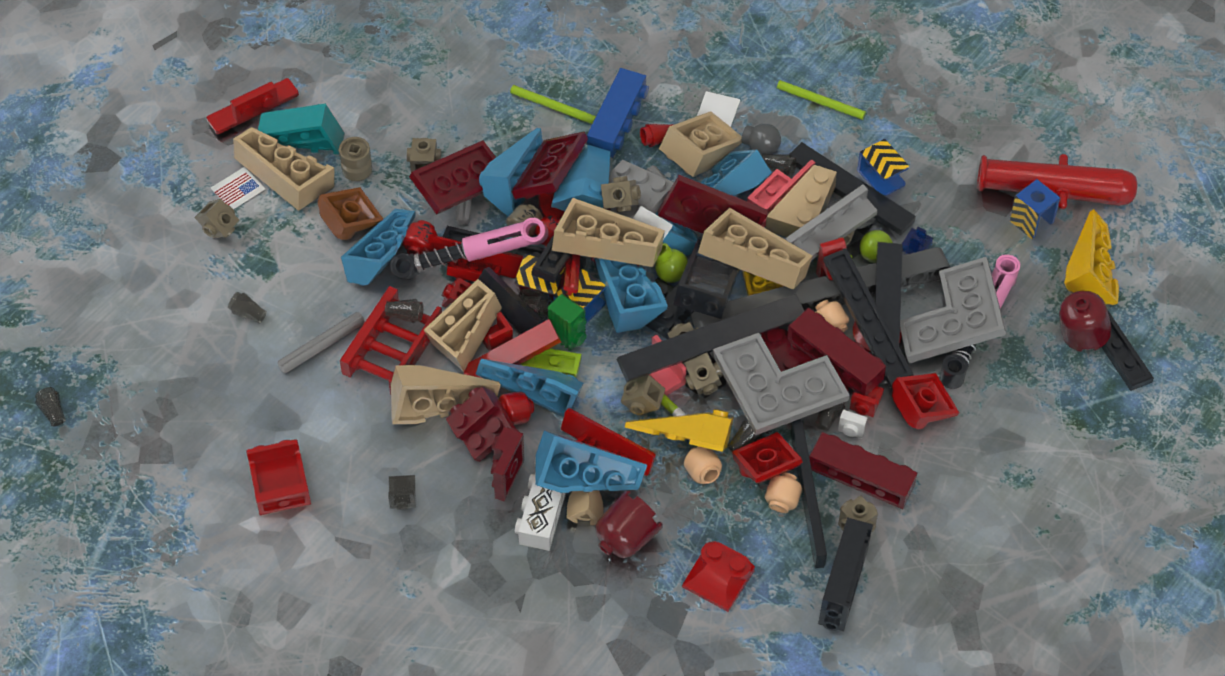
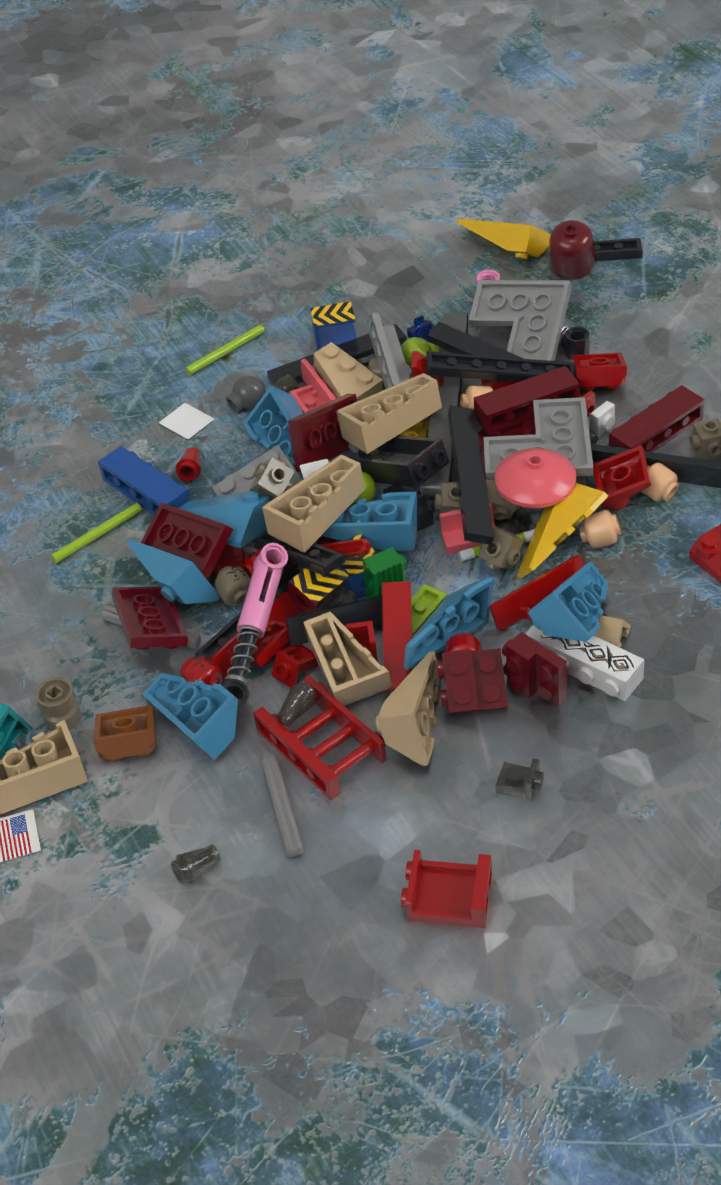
camera: 60 degrees left, 10 degrees down
(50, 405) = (222, 1114): clear smoke cone -> none
(217, 219) = (54, 856): dark tan brick -> none
(422, 152) = (96, 645): dark tan brick -> none
(626, 526) = (653, 596): dark red cylinder -> none
(699, 143) = (224, 437): tan slope -> none
(718, 399) = (535, 478): none -> coral dish
(1032, 203) = (438, 248): blue piece -> none
(1065, 180) = (413, 232): red piece -> none

